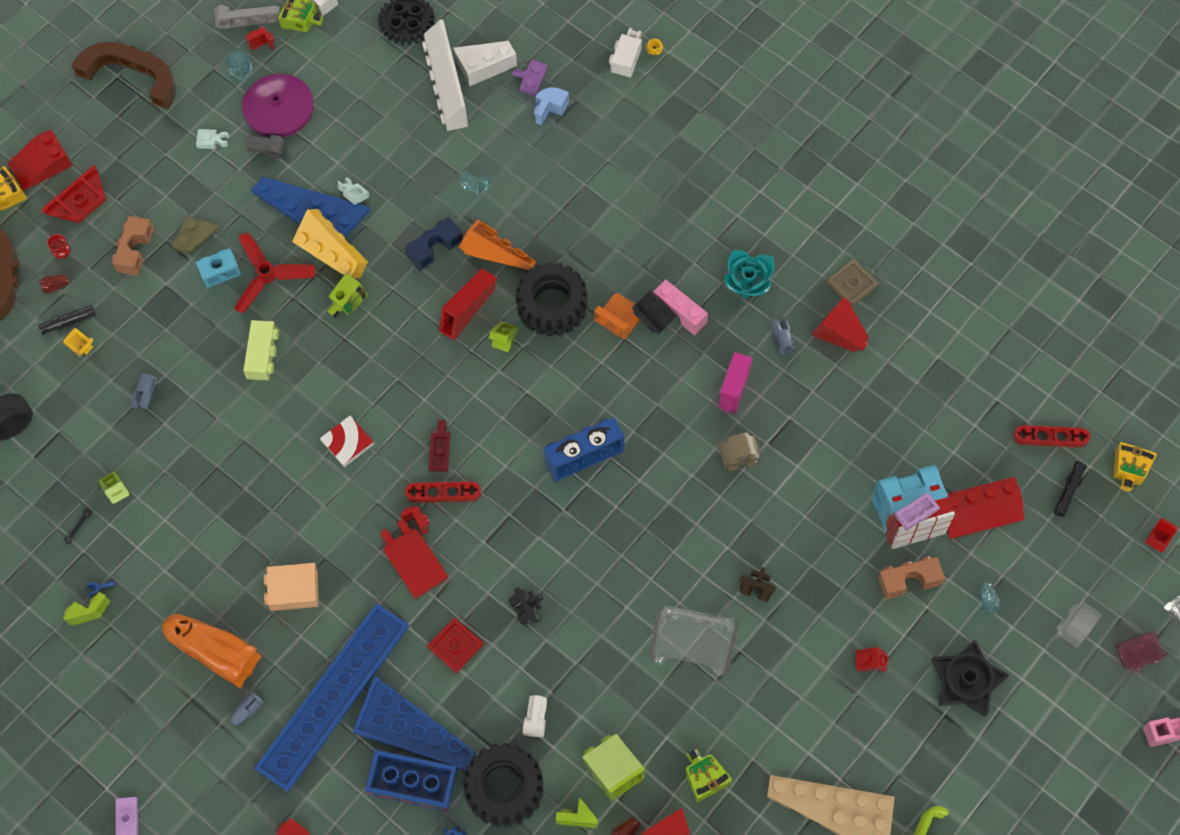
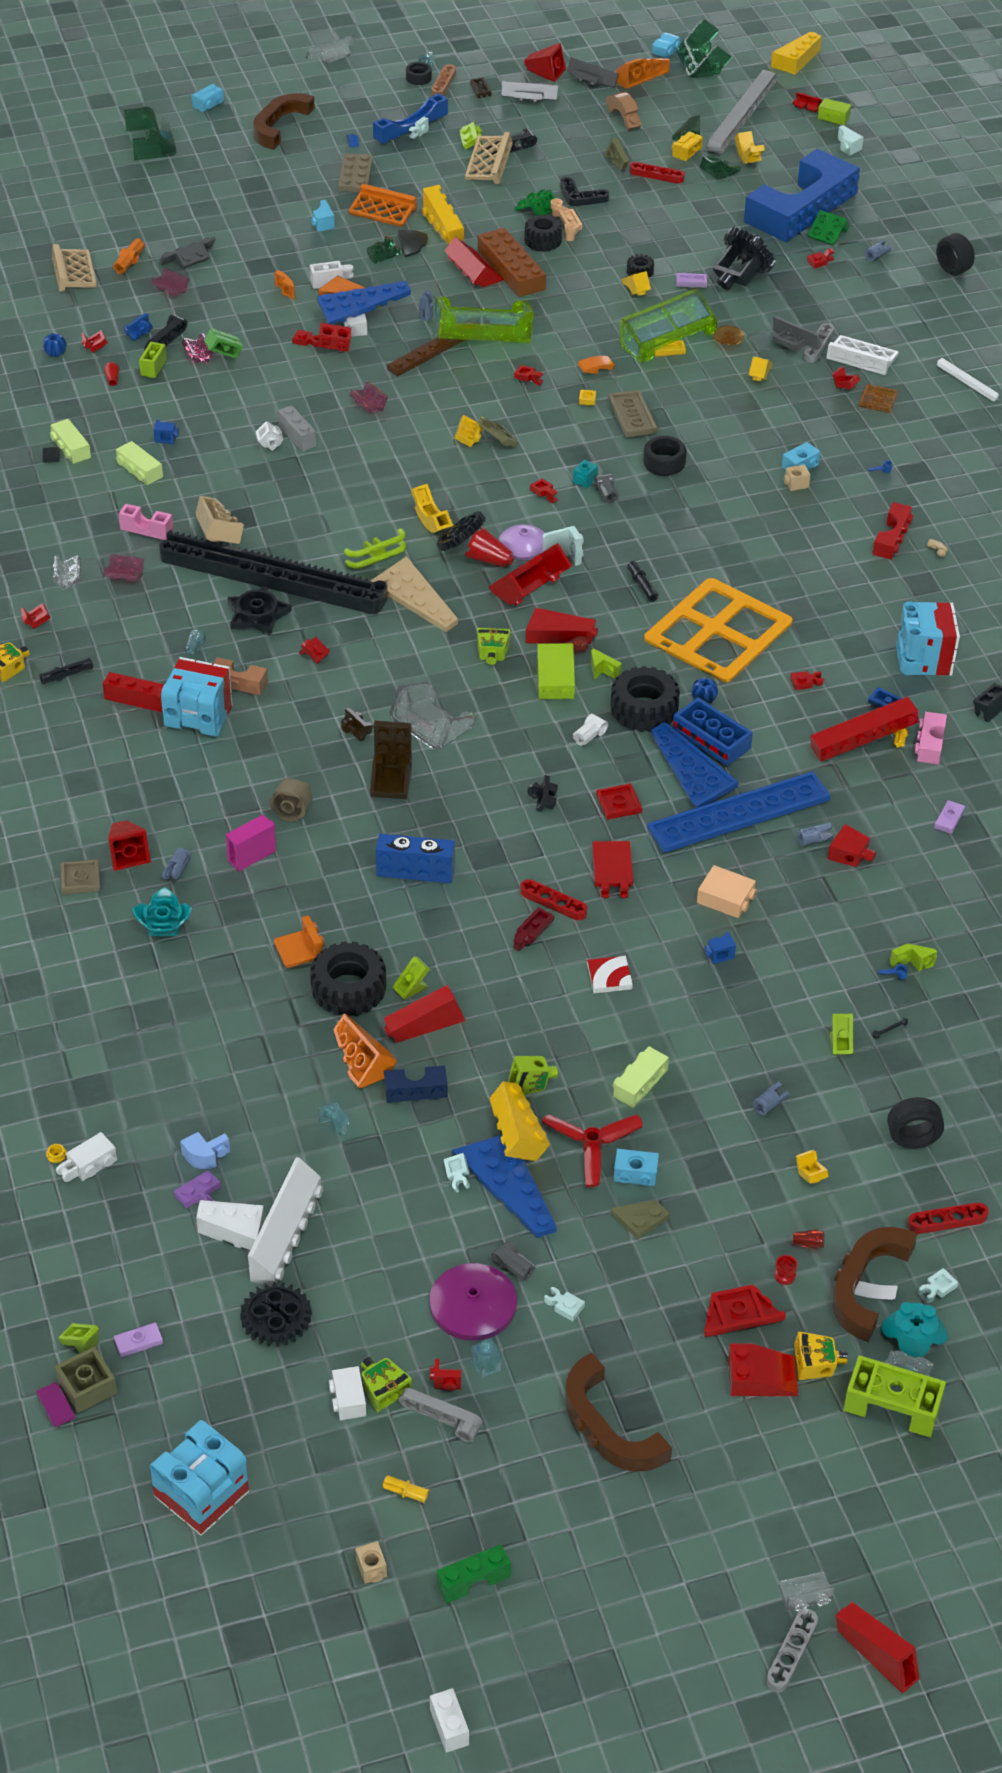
camera: 150 degrees left, 20 degrees down
(67, 319) = (838, 1200): black pin -> none
(135, 231) = (699, 1243): nougat arch -> none
(203, 711) = (850, 847): none -> red torso
(213, 647) = (819, 877): orange piece -> none
(264, 518) = (720, 948): none -> blue brick
(414, 513) = (591, 892): red bracket -> none
(654, 312) = (270, 927): black bracket -> none
(681, 542) = (391, 760): none -> dark brown bracket
(690, 314) = (243, 923): bright pink arch -> none
(917, 511) = (207, 664): lavender plate -> none
(1046, 731) = (274, 573): none -> black gear
(1051, 436) = (58, 717): red beam -> none
(1078, 625) = (149, 599): clear brick -> none
(1102, 761) = (217, 522): none -> tan wedge

